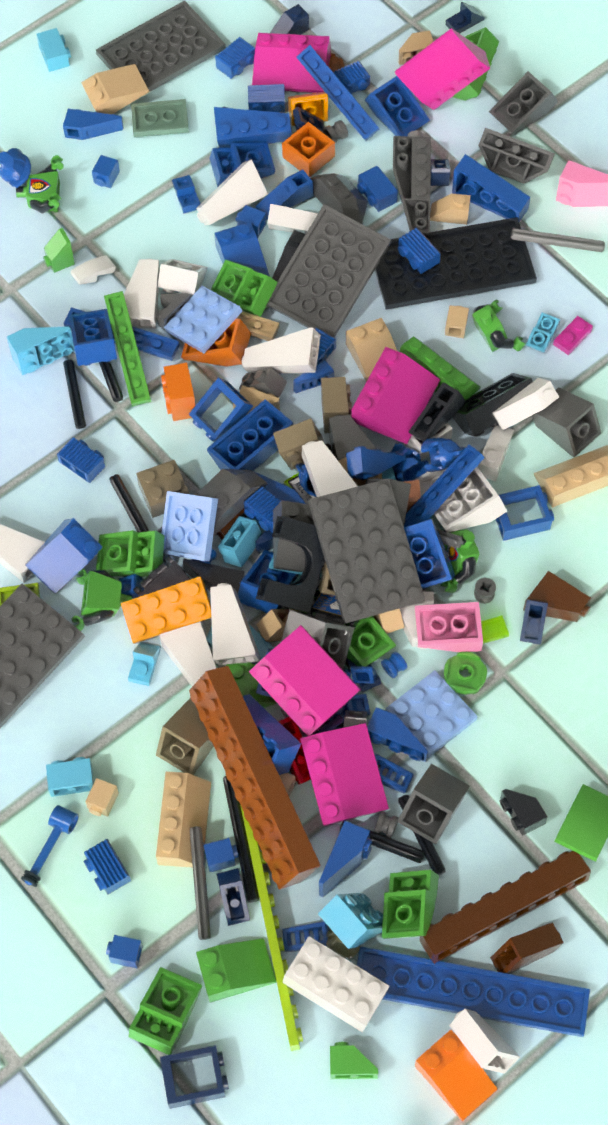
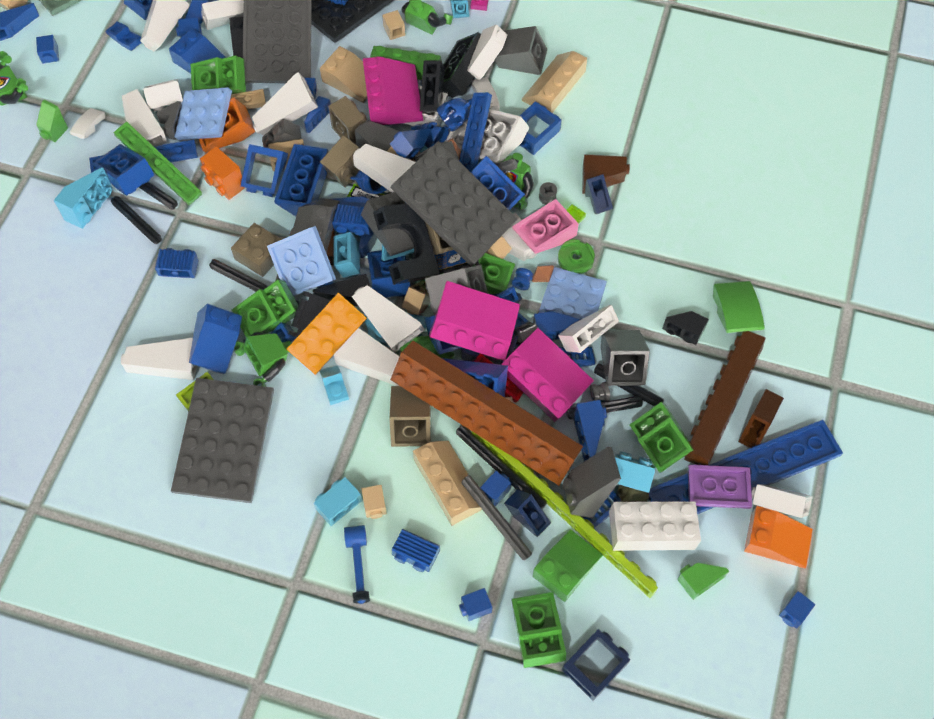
camera: 35 degrees left, 0 degrees up
(302, 906) = (591, 483): none -> dark grey slope
(414, 754) = (587, 330): none -> white slope
(419, 671) = (543, 273): none -> nougat slope
(430, 988) = (720, 486): none -> medium lavender plate

